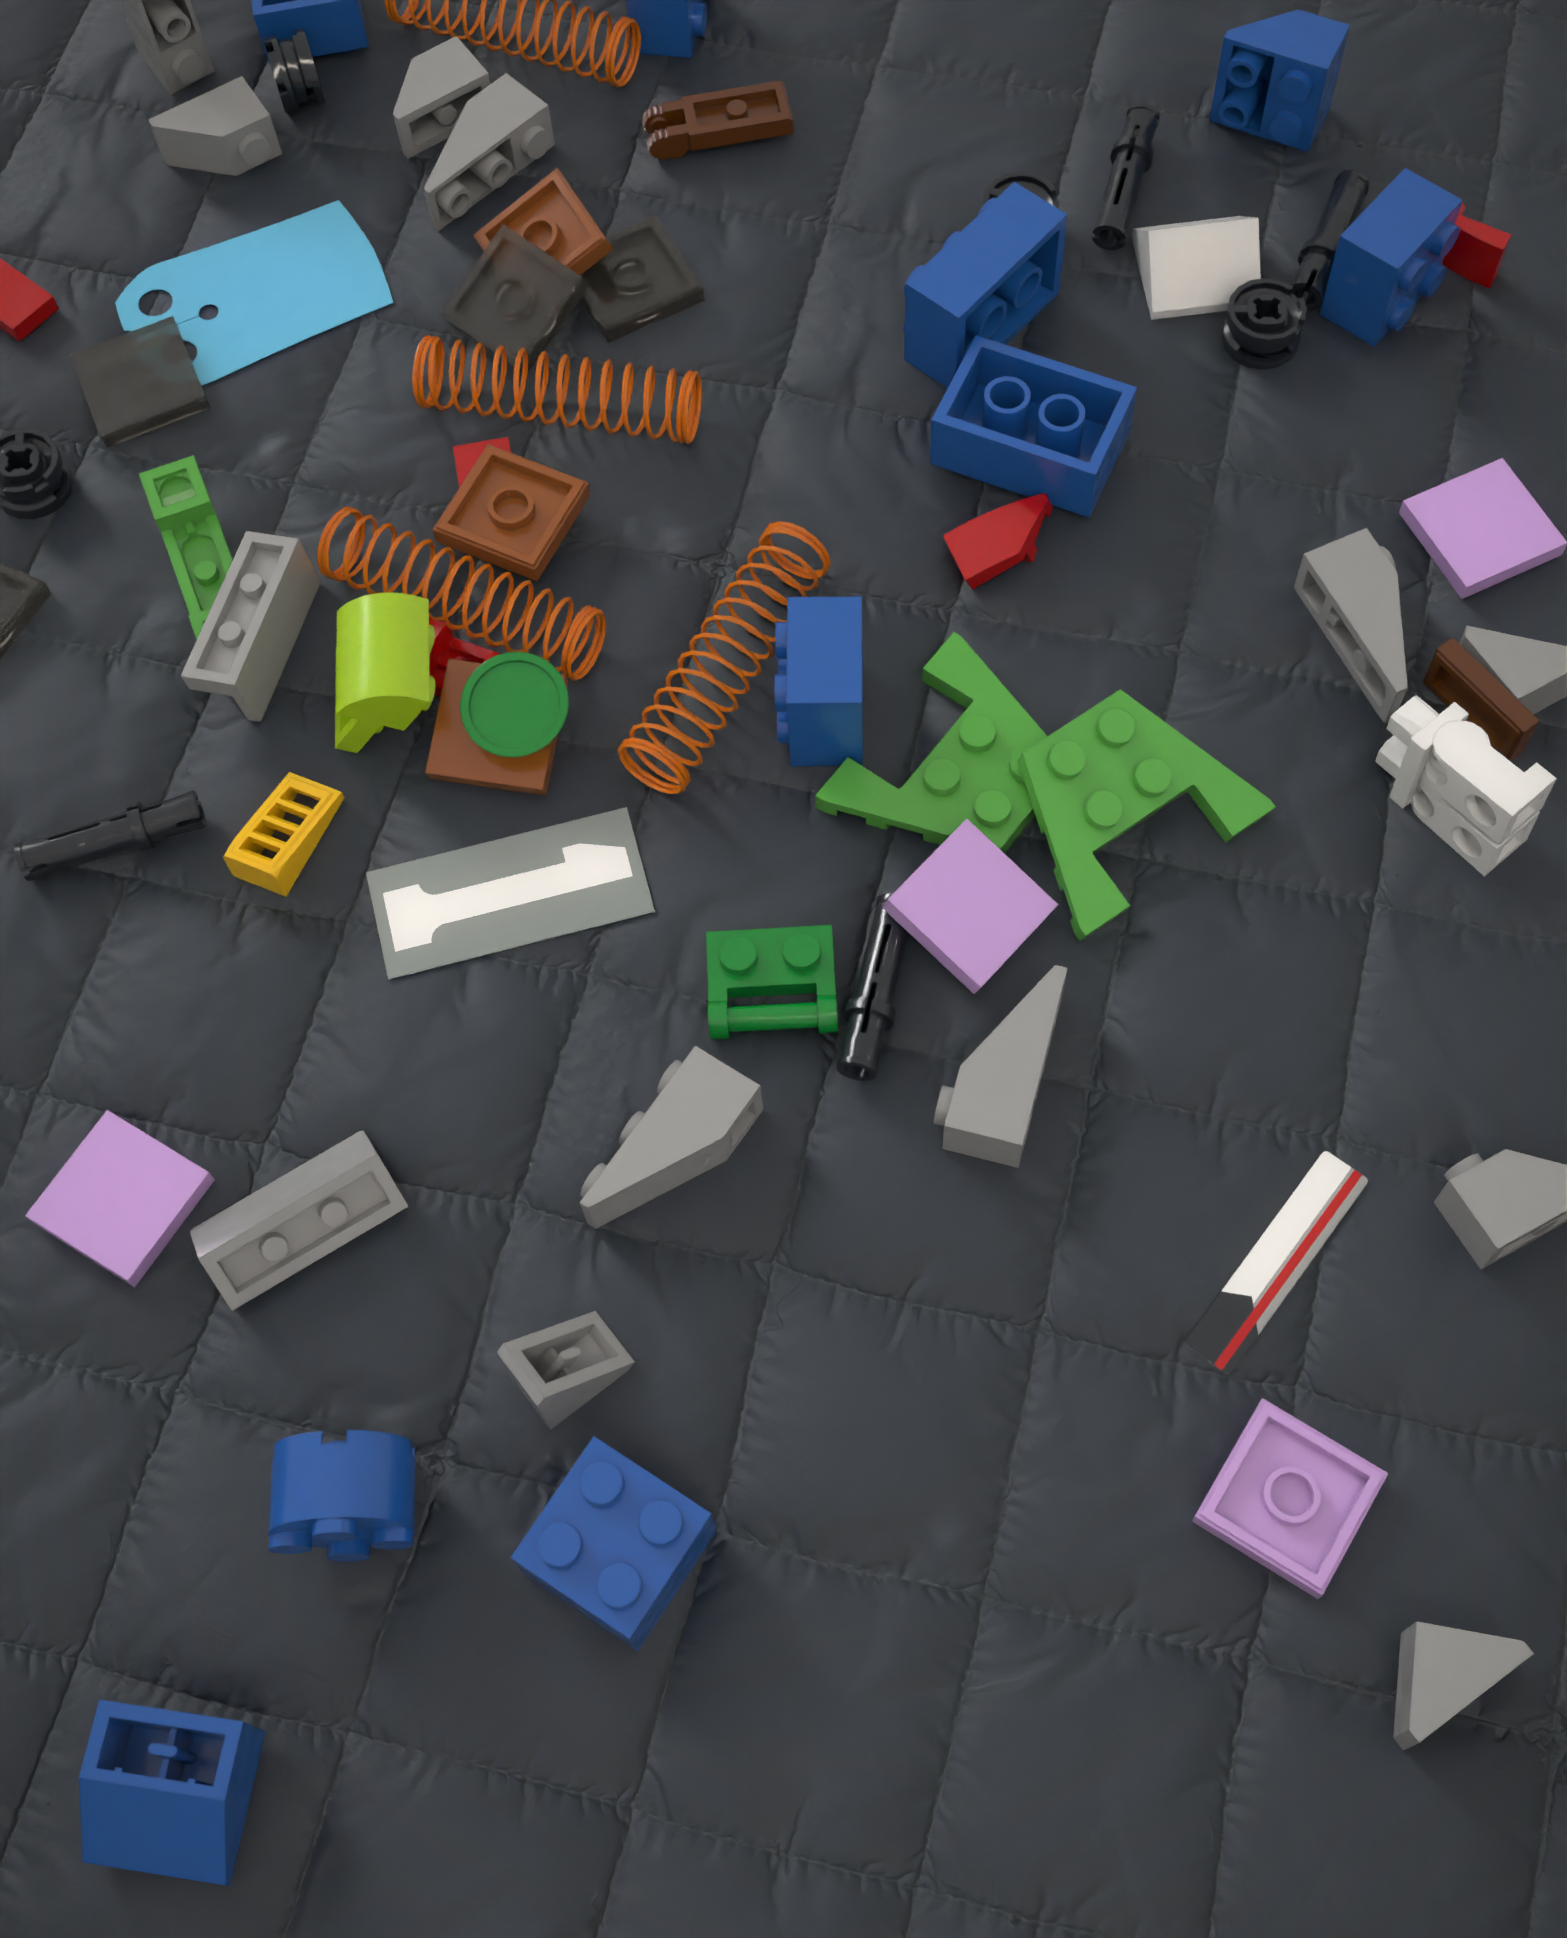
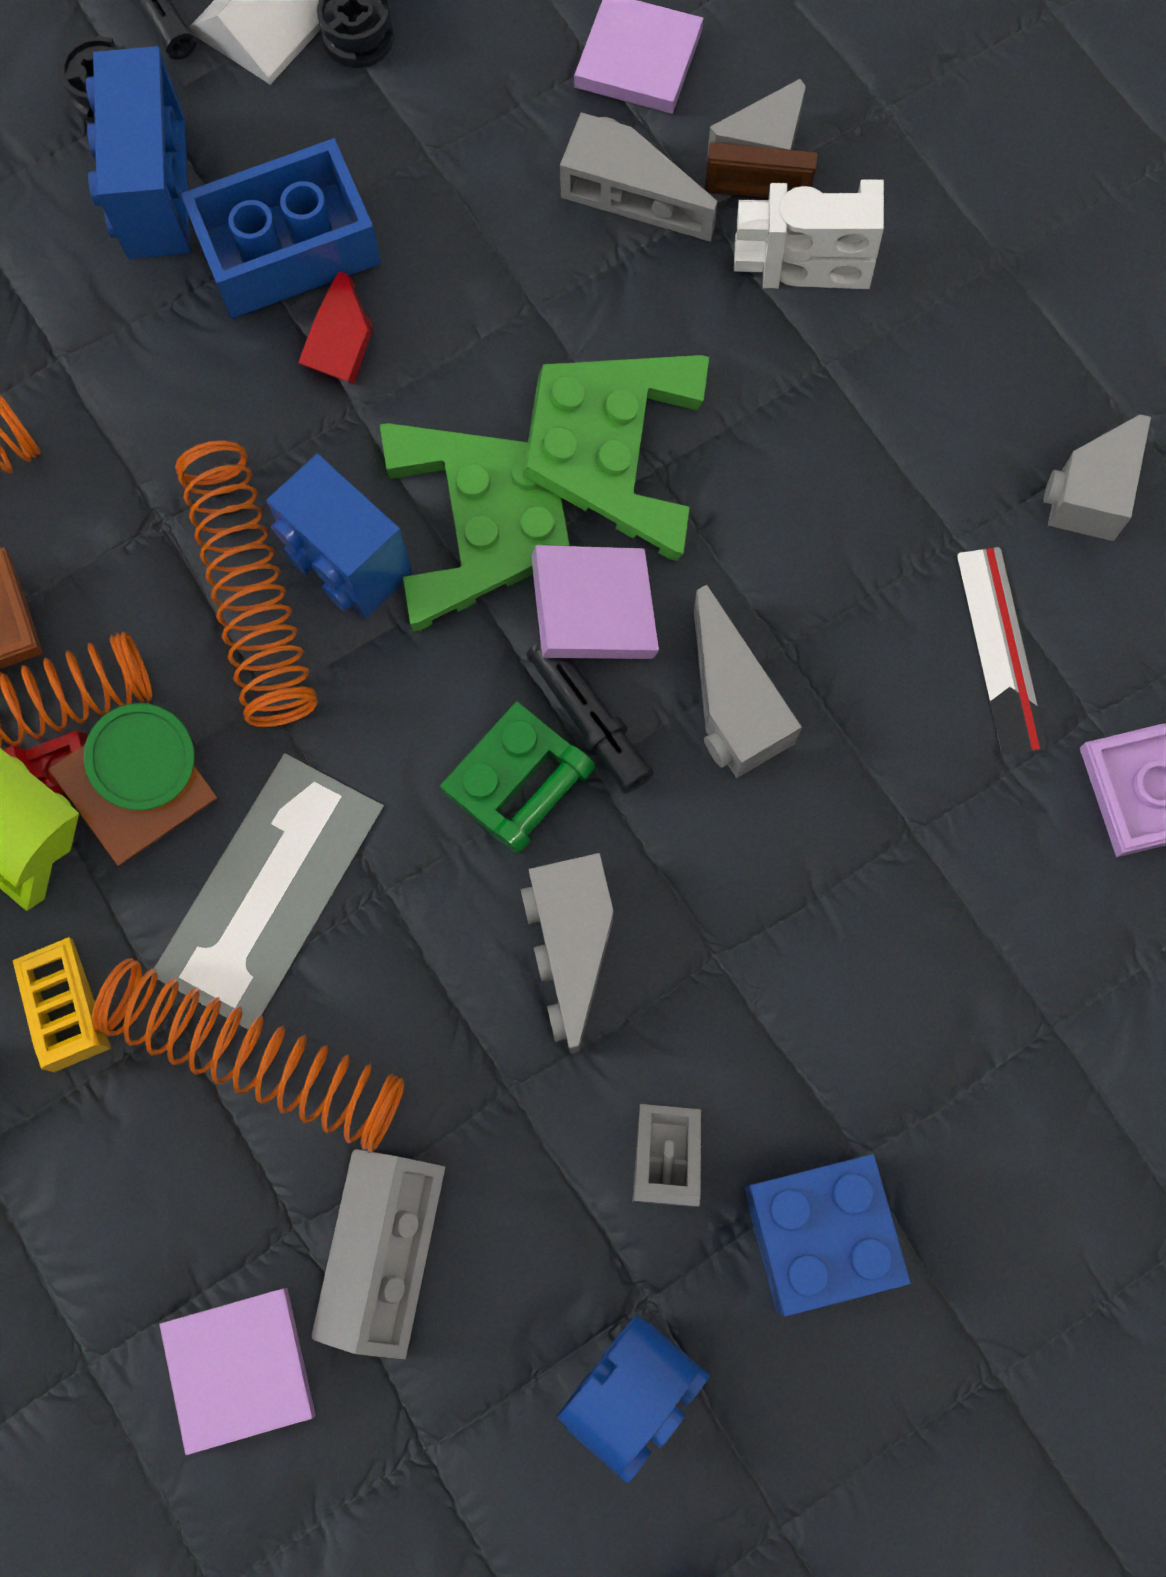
camera: 50 degrees left, 10 degrees up
(394, 1103) = (372, 1129): none -> orange piece

